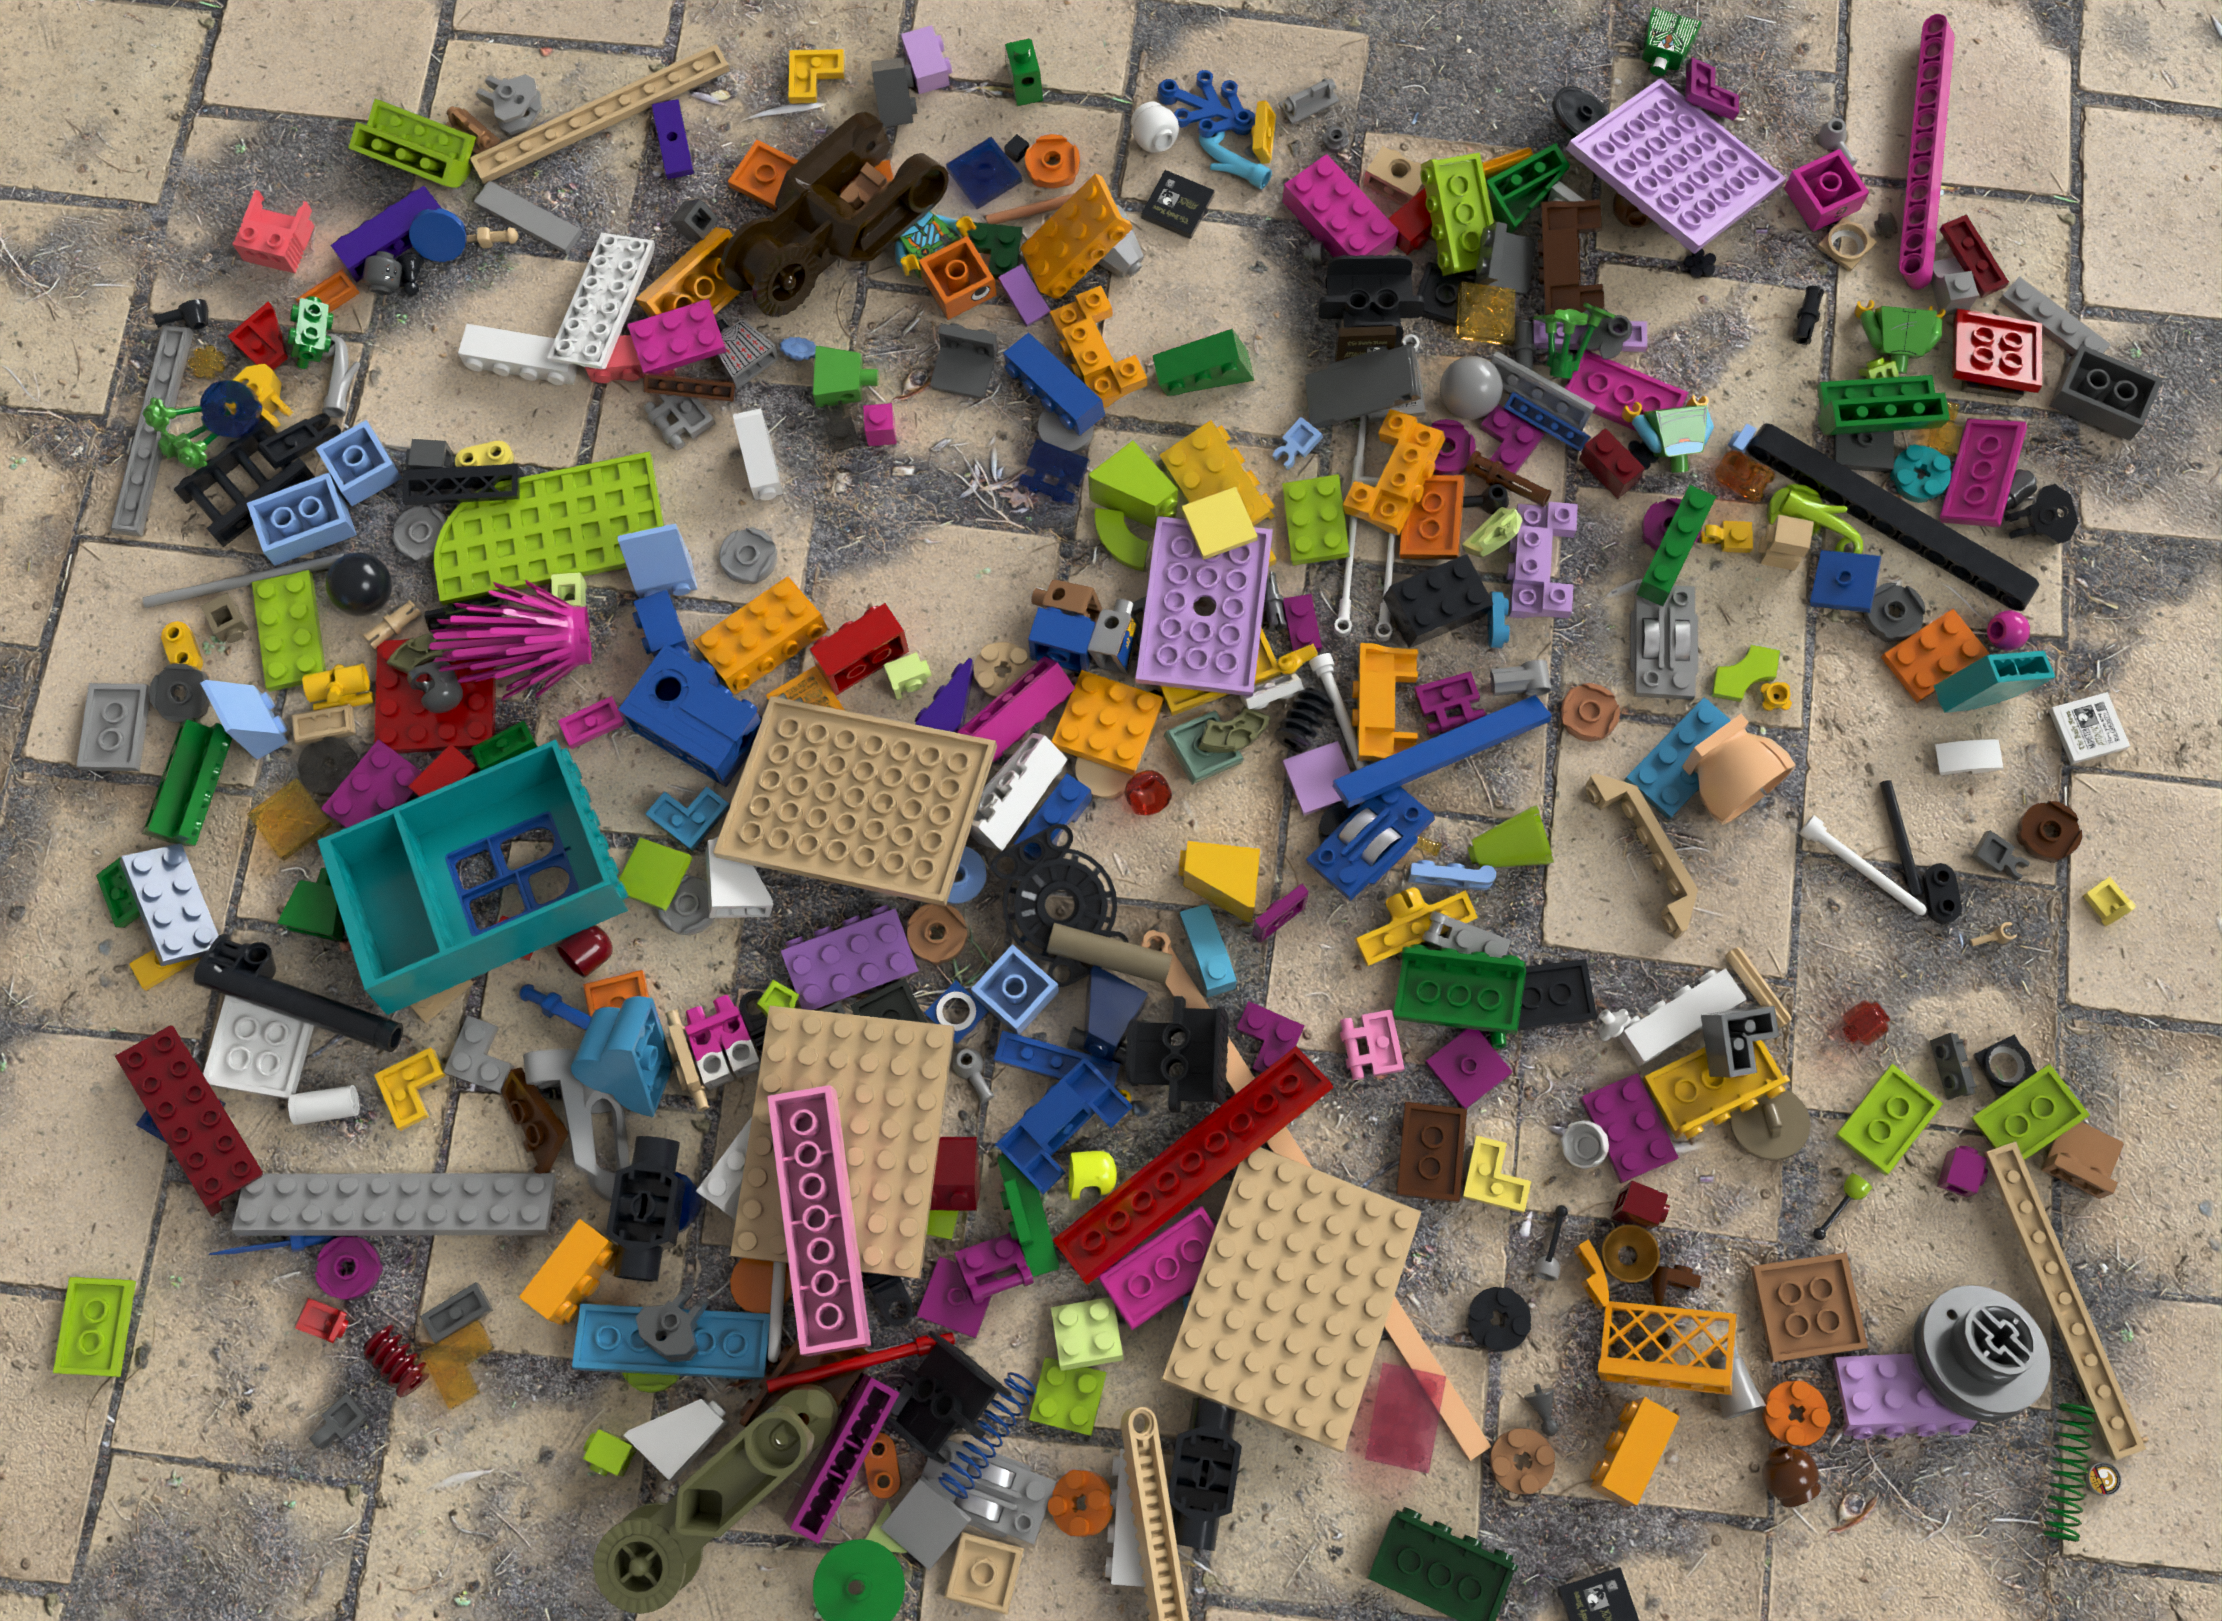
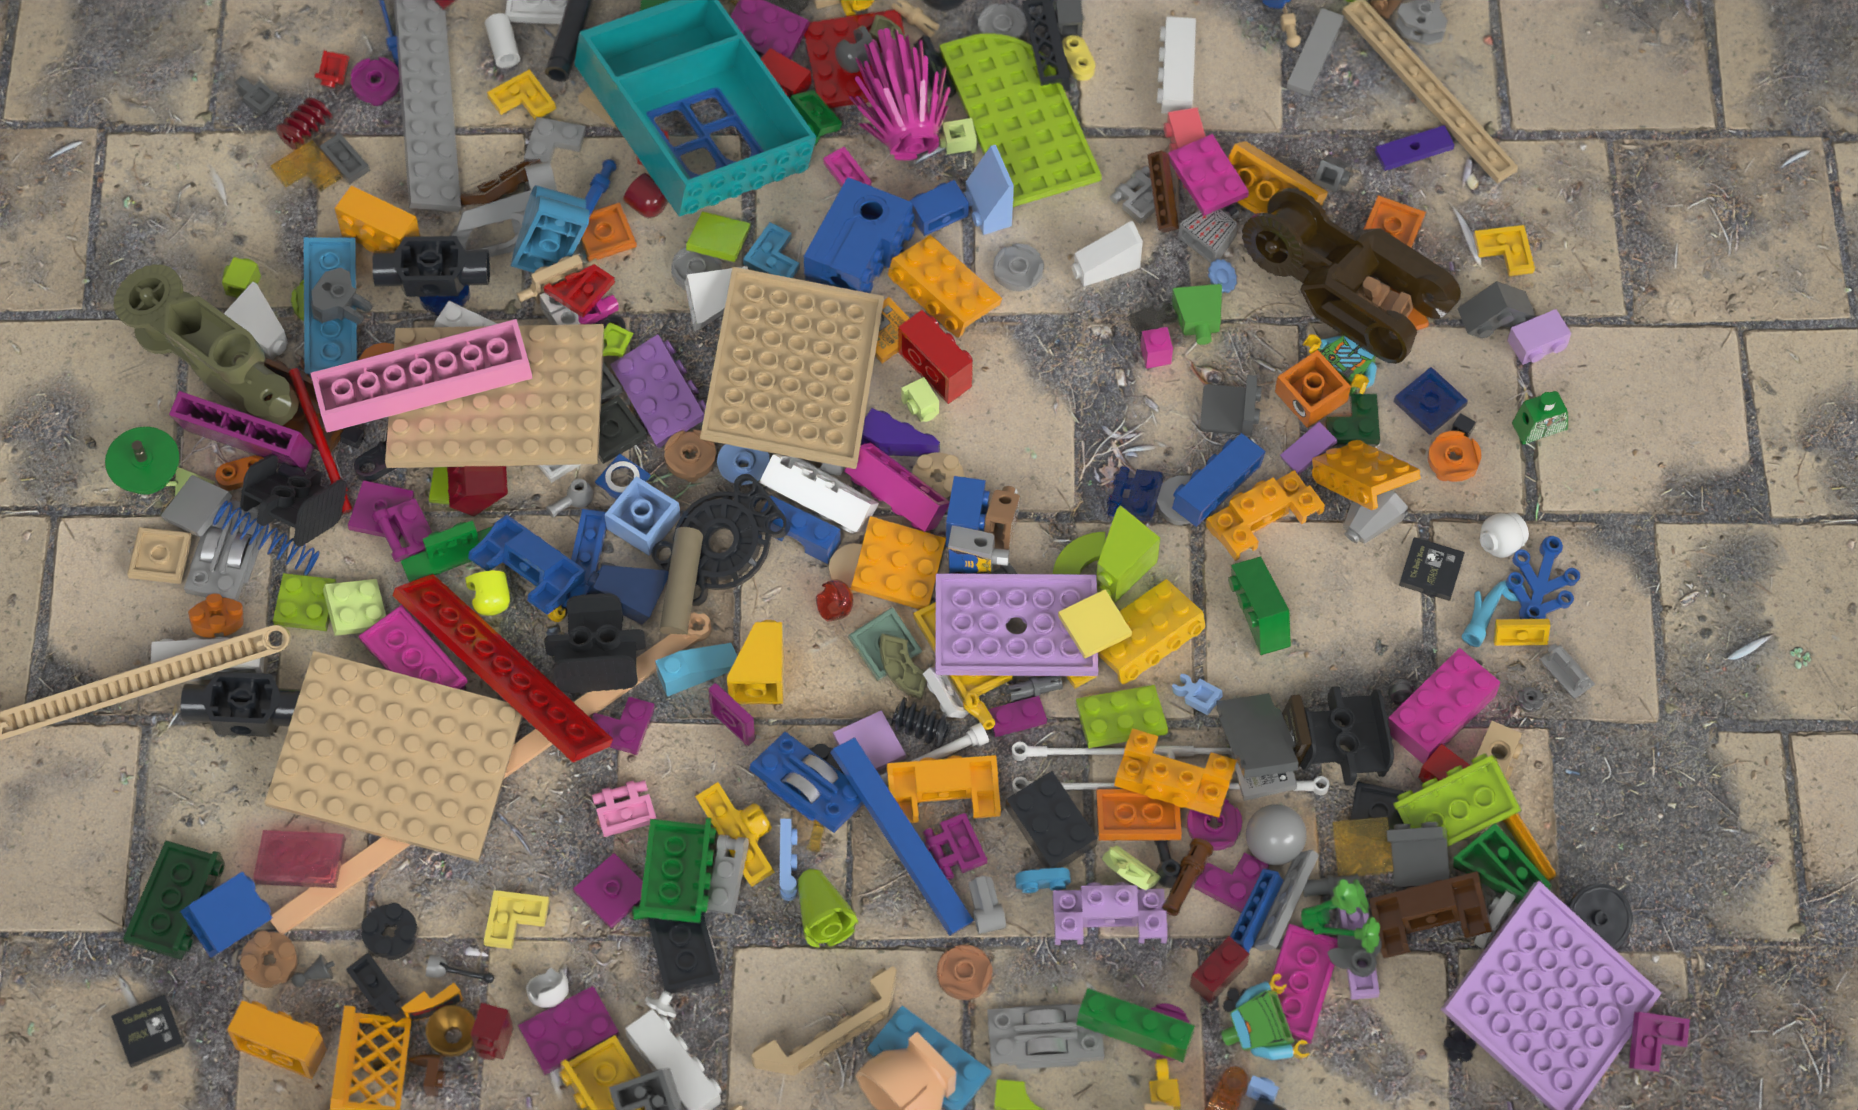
camera: 80 degrees right, 10 degrees down
(602, 301) = (1236, 116): white plate -> none
(709, 1031) = (582, 289): none -> red wing
(1027, 210) = (1404, 450): nougat bar -> none
(1431, 1152) = (531, 863): reddish brown plate -> none
(1477, 1503) = (227, 914): none -> blue brick
(1569, 1337) = (375, 986): none -> black hinge
(1668, 40) = (1705, 997): green torso -> none

